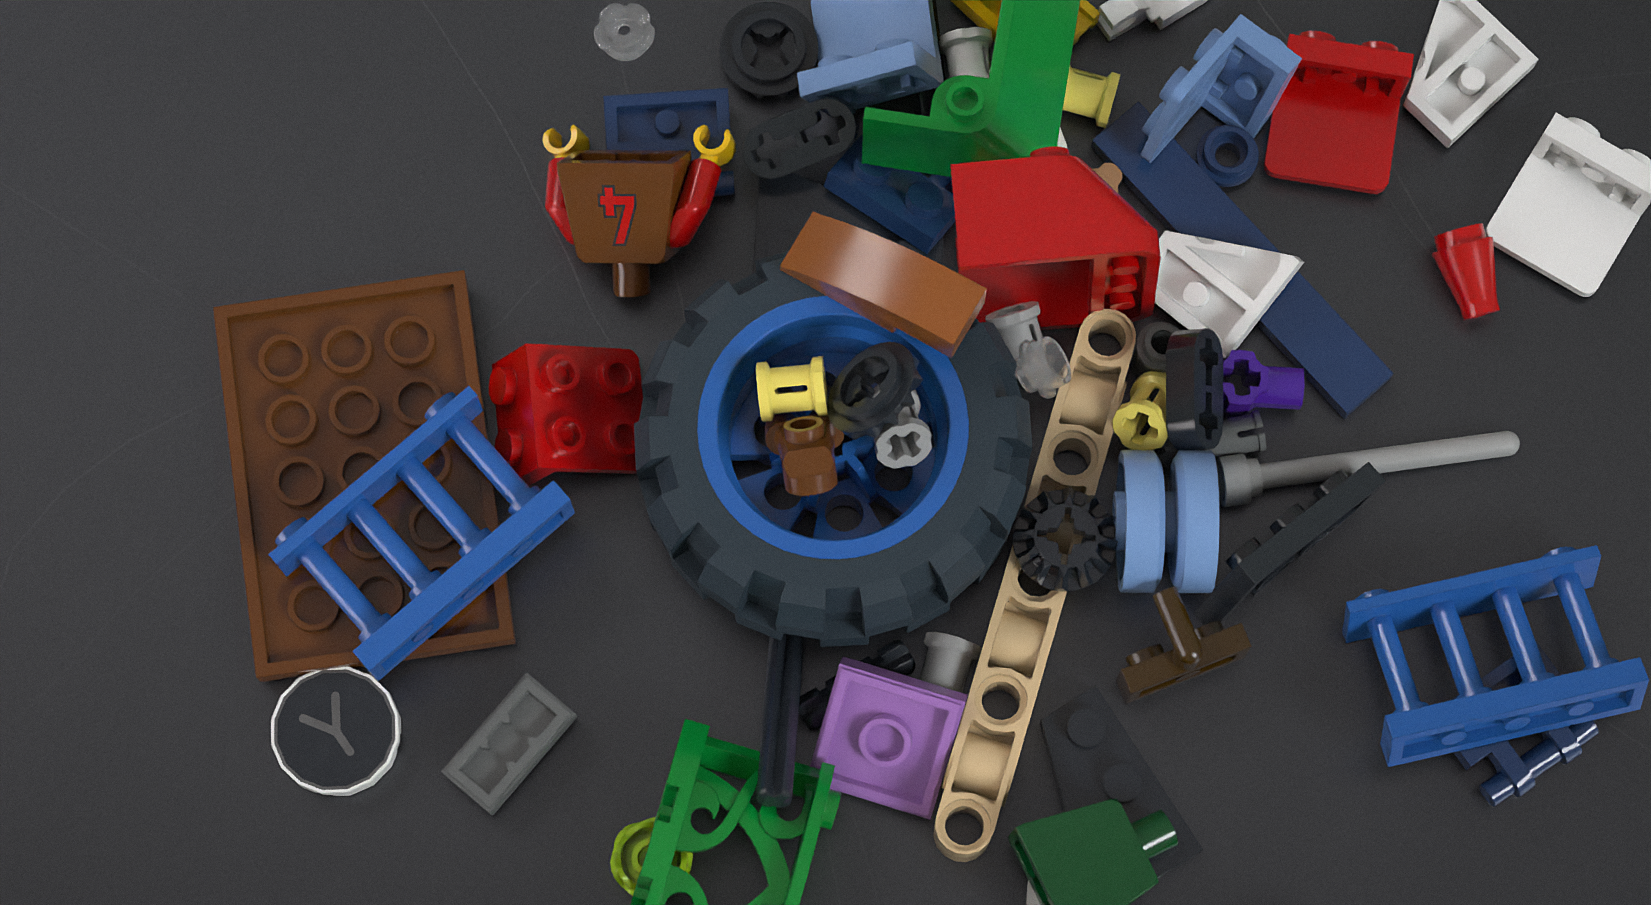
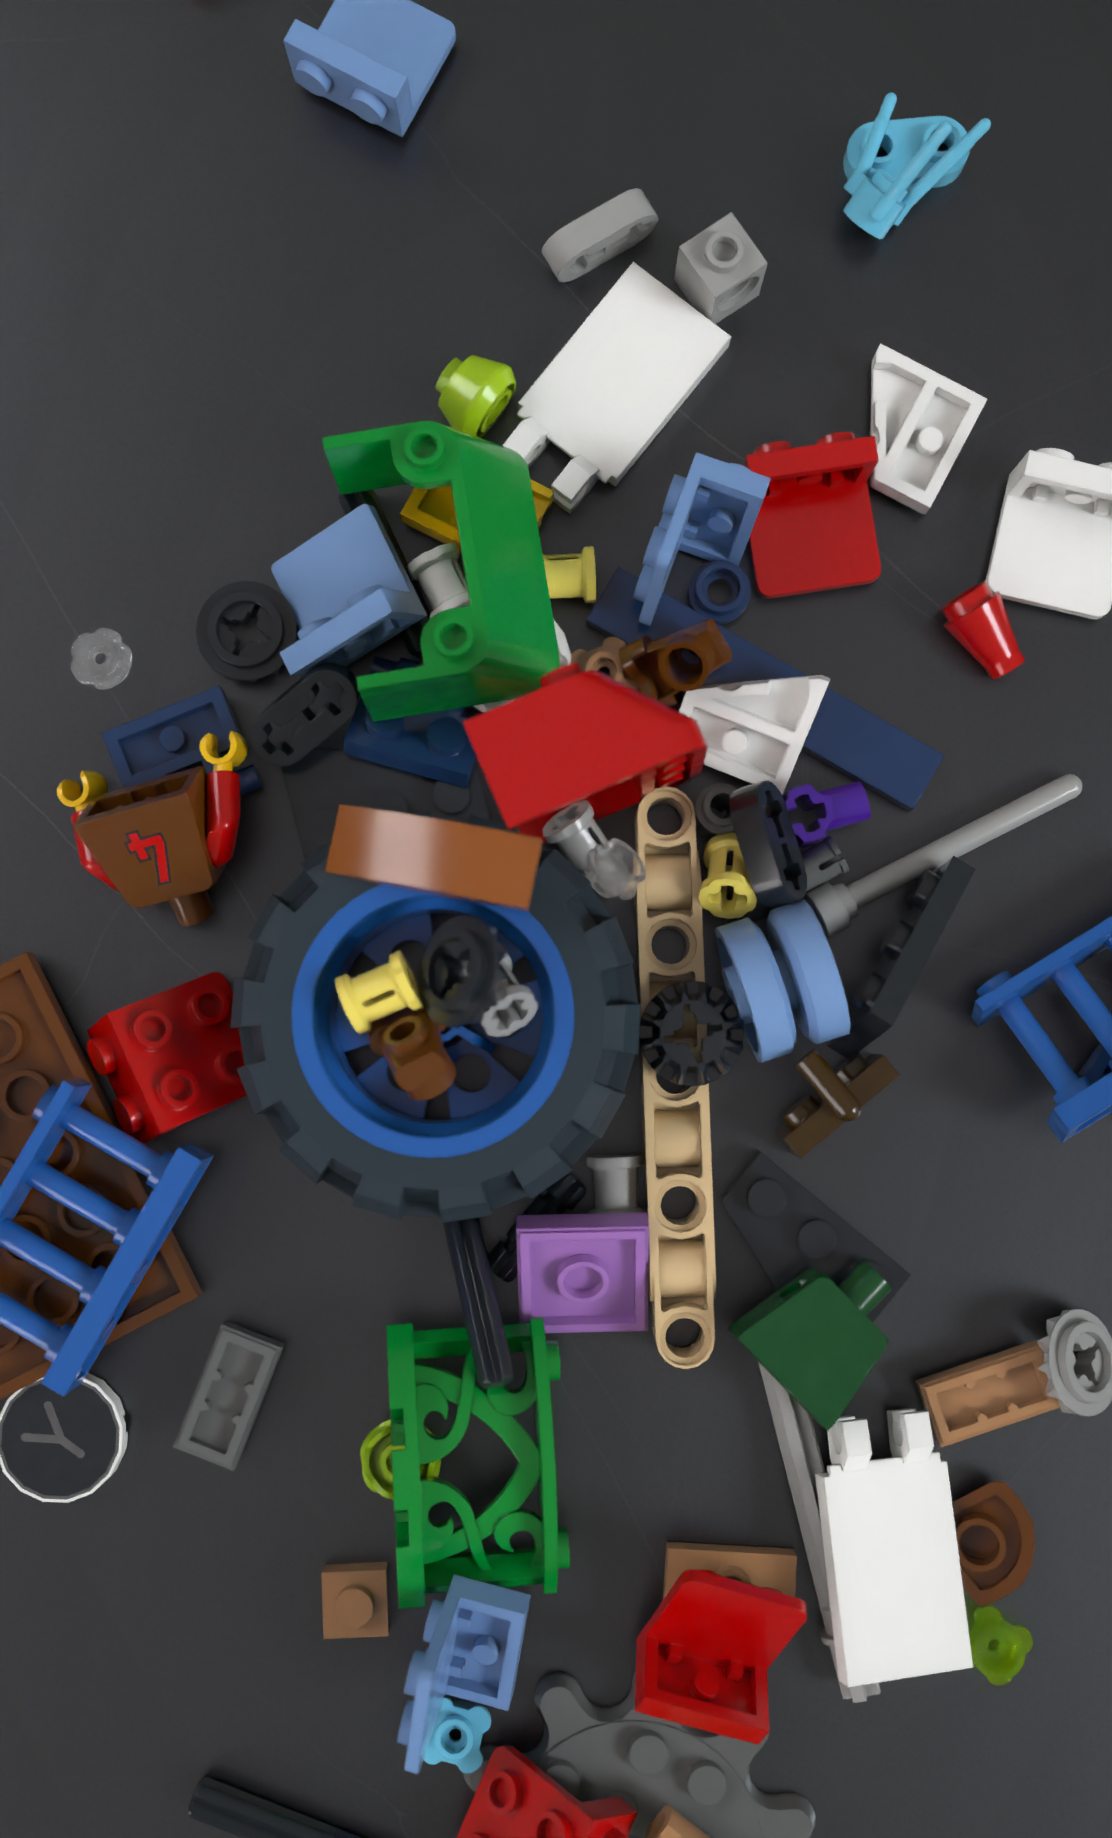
camera: 20 degrees left, 10 degrees up
(1158, 198) = (667, 668): none -> reddish brown plate

